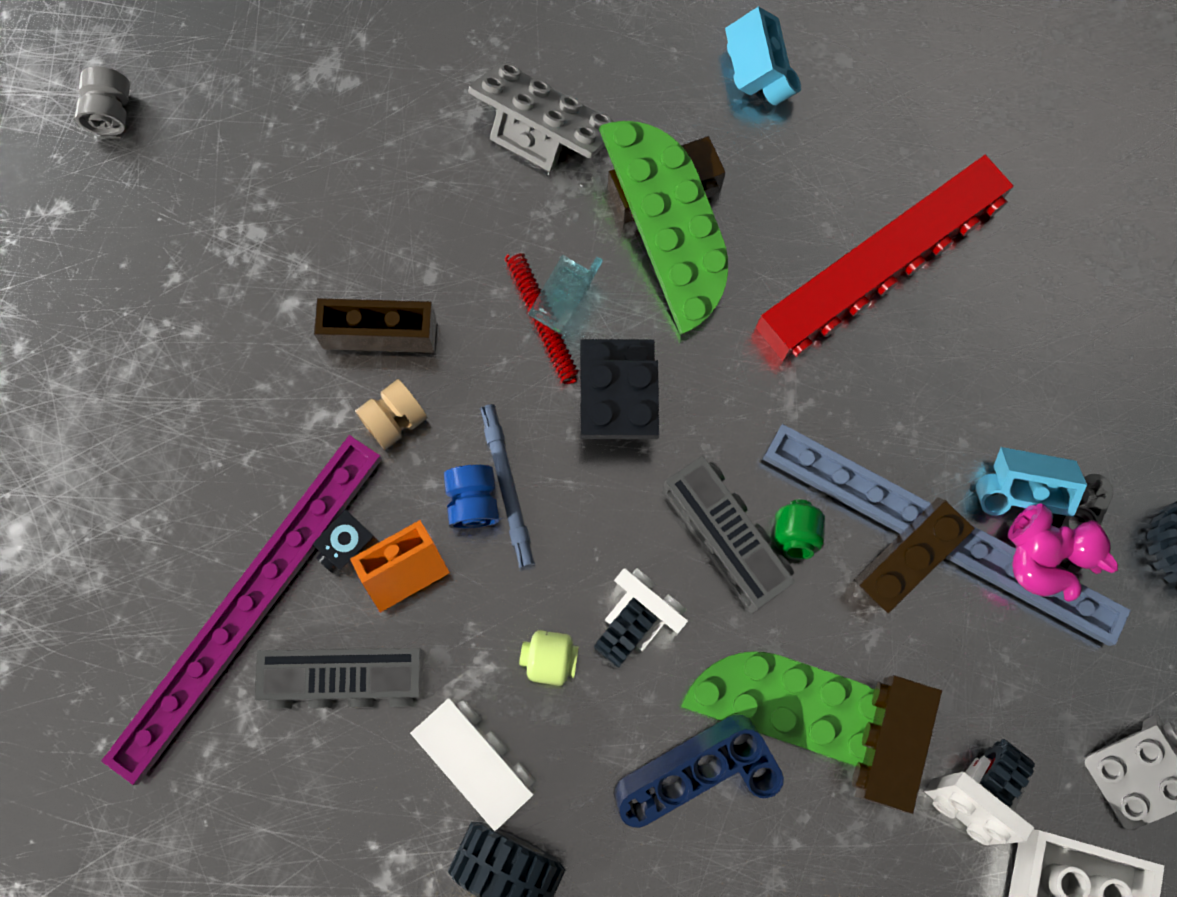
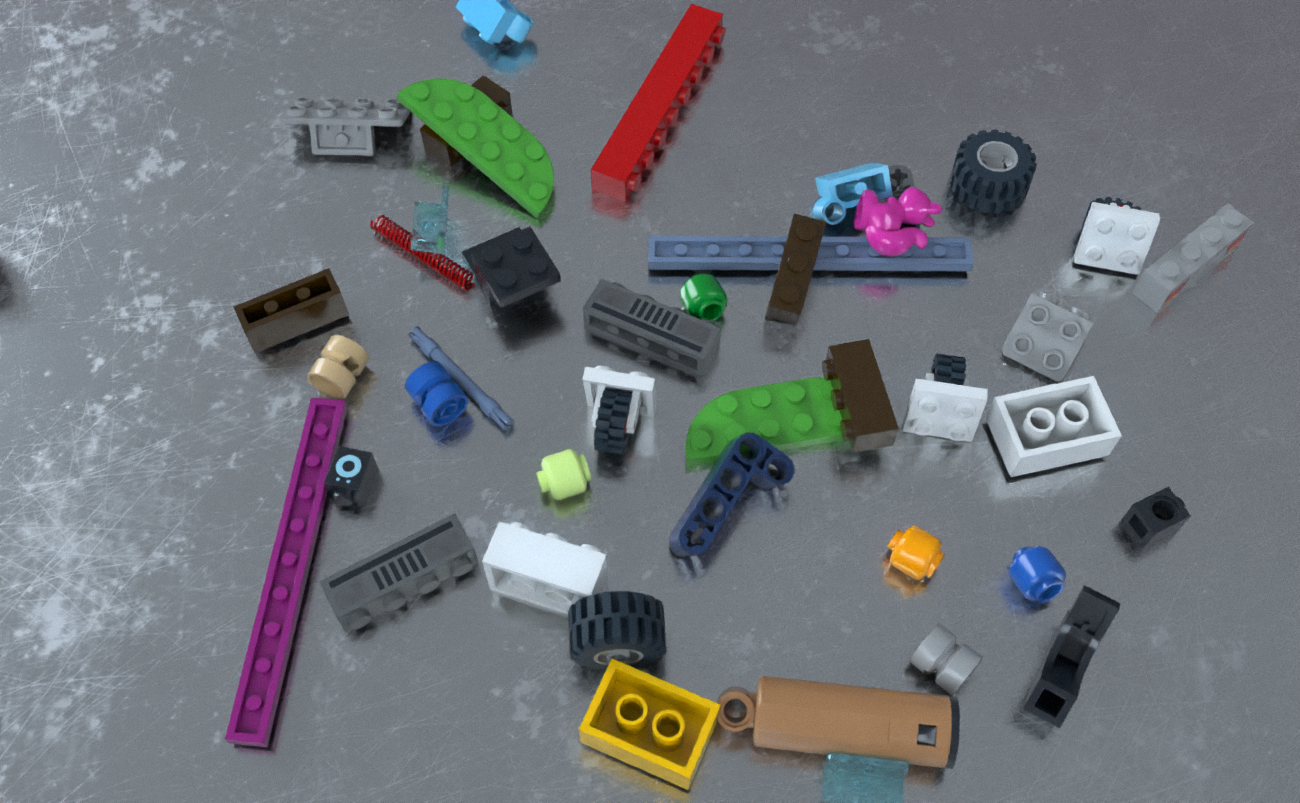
camera: 25 degrees left, 15 degrees down
(399, 566) = (405, 466): orange brick -> none

